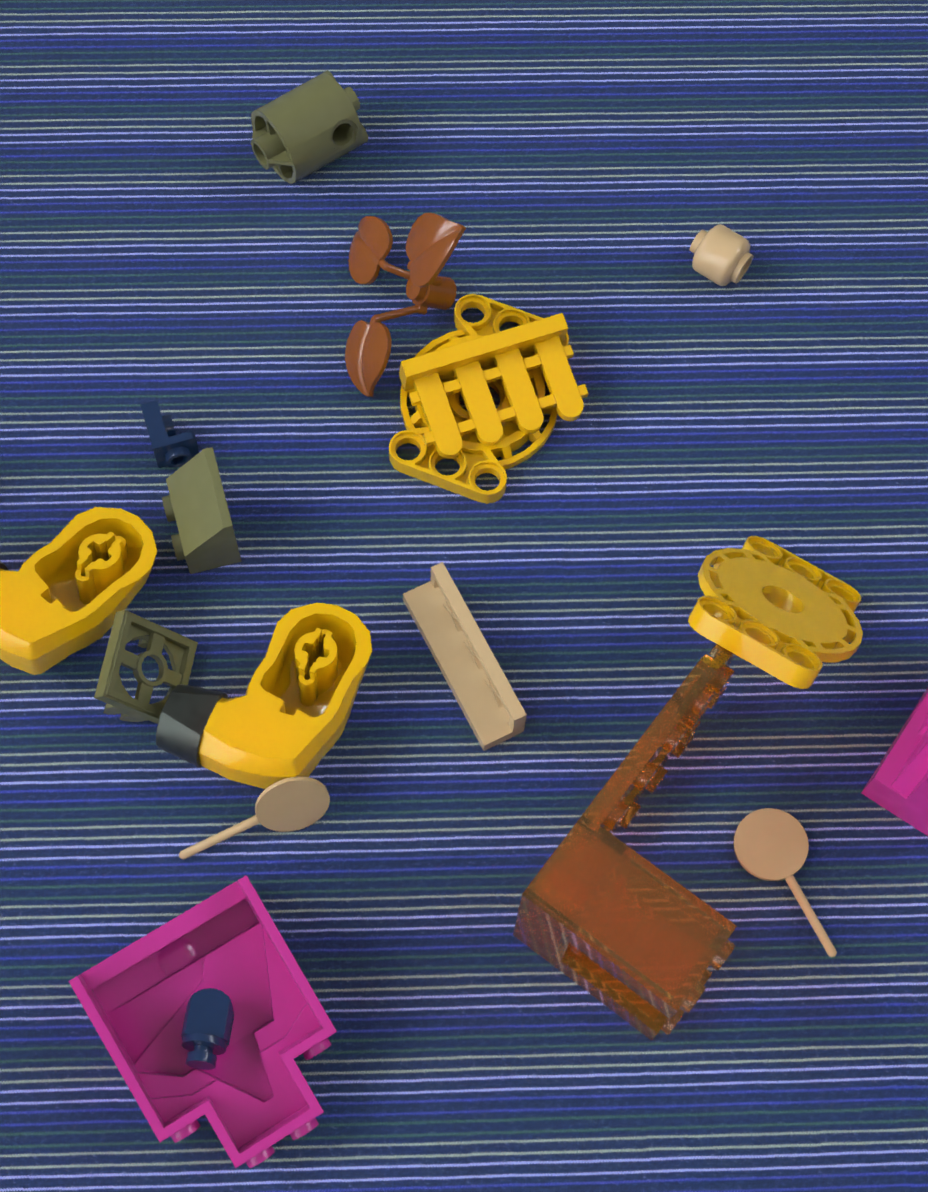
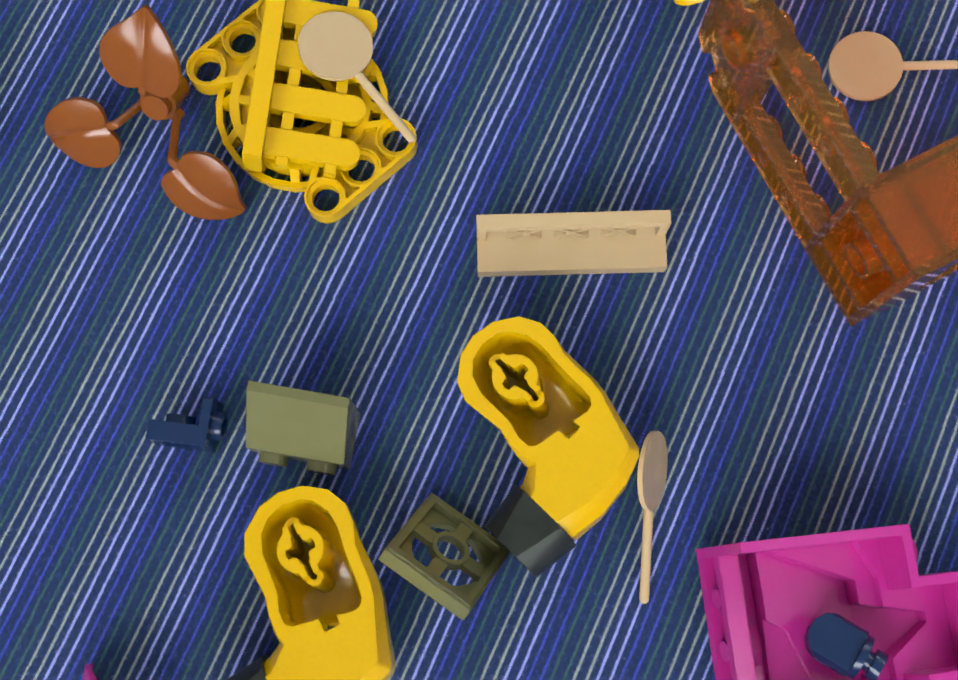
camera: 60 degrees left, 10 degrees up
(534, 395) = (339, 49): none -> tan piece

